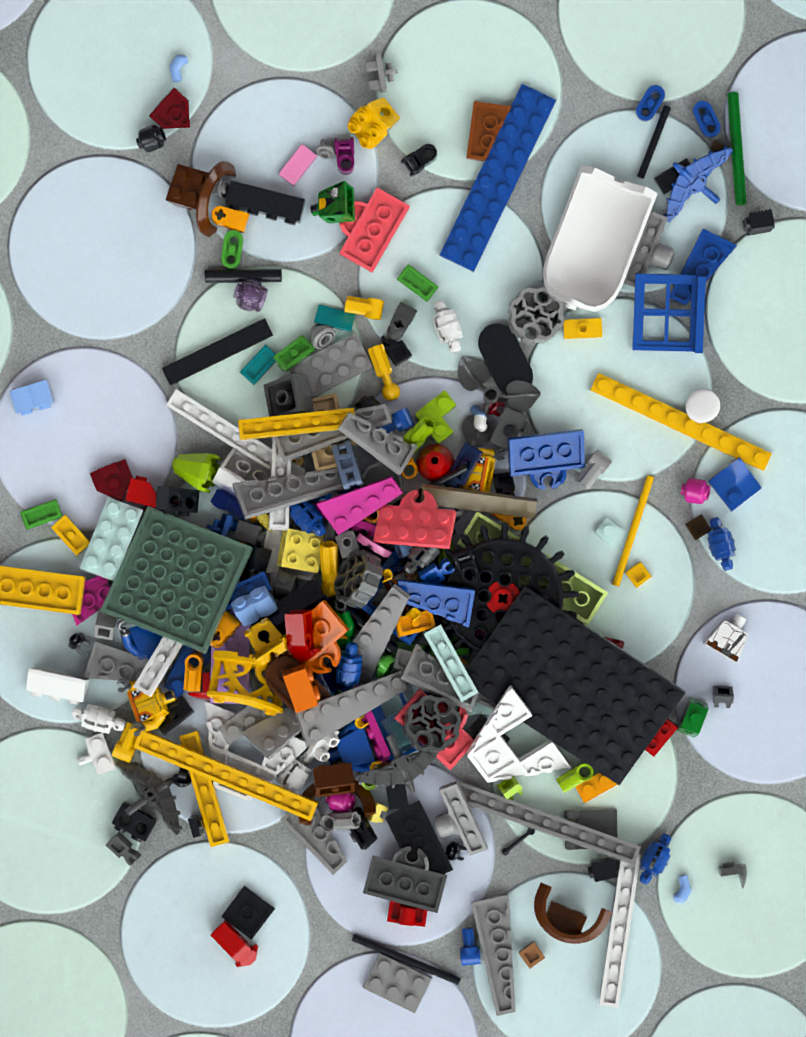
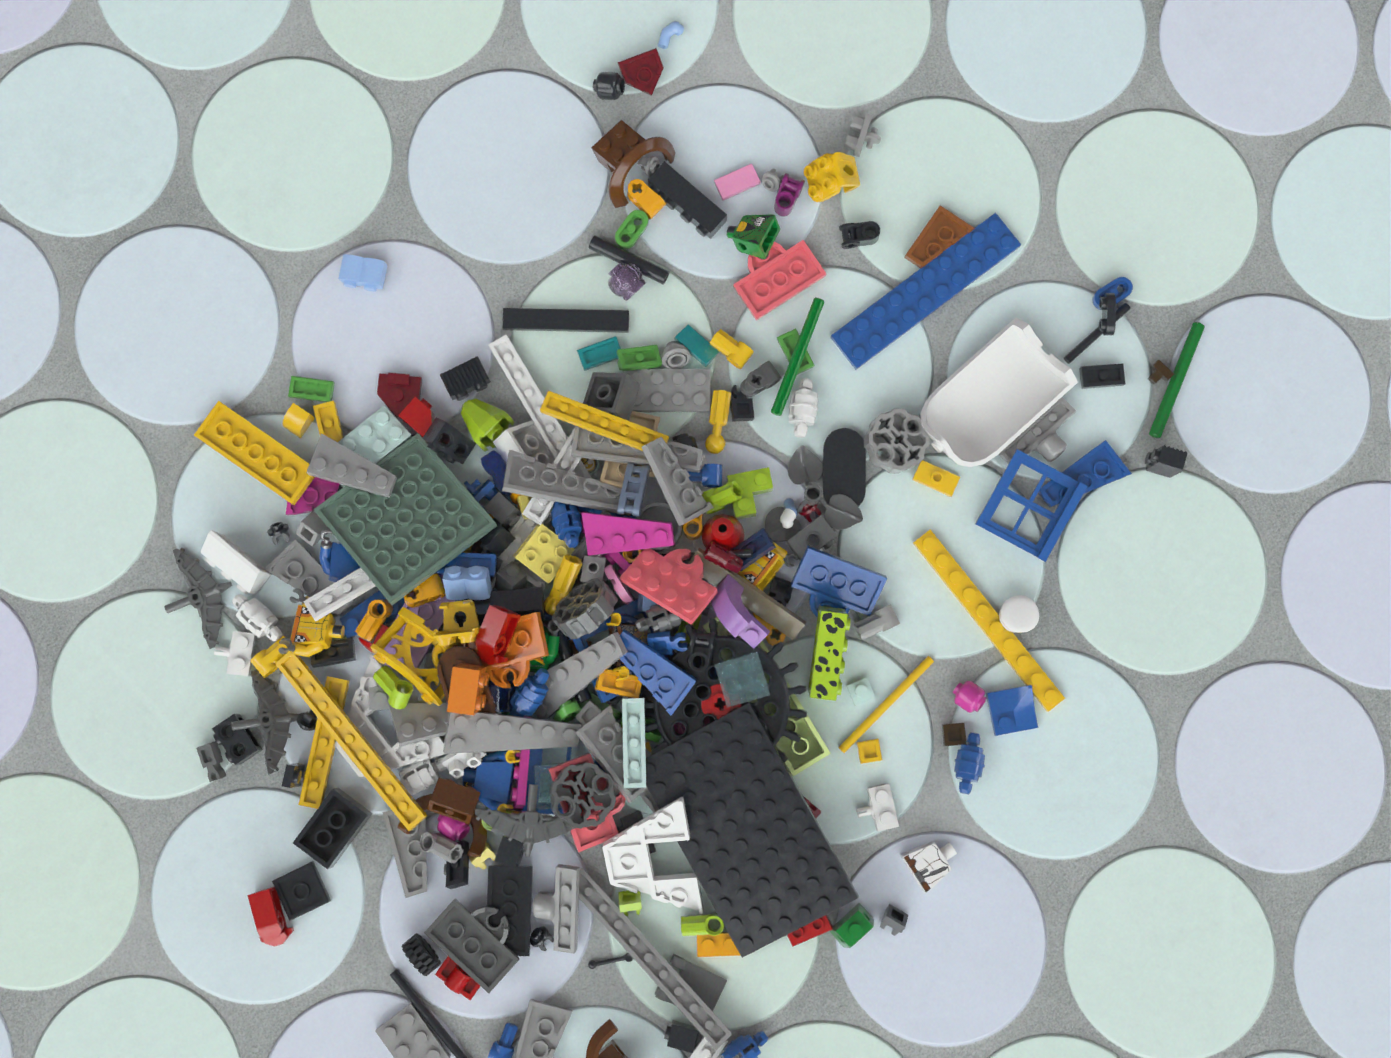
camera: 30 degrees right, 5 degrees down
(44, 545) = (297, 420): none -> yellow brick
(44, 723) = (202, 594): none -> dark grey bar
(102, 564) = (344, 466): none -> light grey wing
(162, 441) = (465, 379): none -> black brick
(245, 717) = (398, 690): none -> lime piece
(247, 851) = (332, 828): none -> black brick
(368, 911) = (421, 954): none -> black tyre
(421, 285) = (797, 356): none -> green axle
(445, 482) = (722, 557): none -> dark red hinge
(477, 523) = (734, 615): none -> medium lavender arch
(510, 570) = (742, 679): none -> clear light blue plate
(566, 515) = (827, 653): none -> lime brick
(657, 130) = (1108, 306): none -> black plate
(669, 614) = (880, 807): none -> white plate
(693, 180) = (1119, 387): bar -> none
(706, 119) = (1160, 337): blue plate -> none

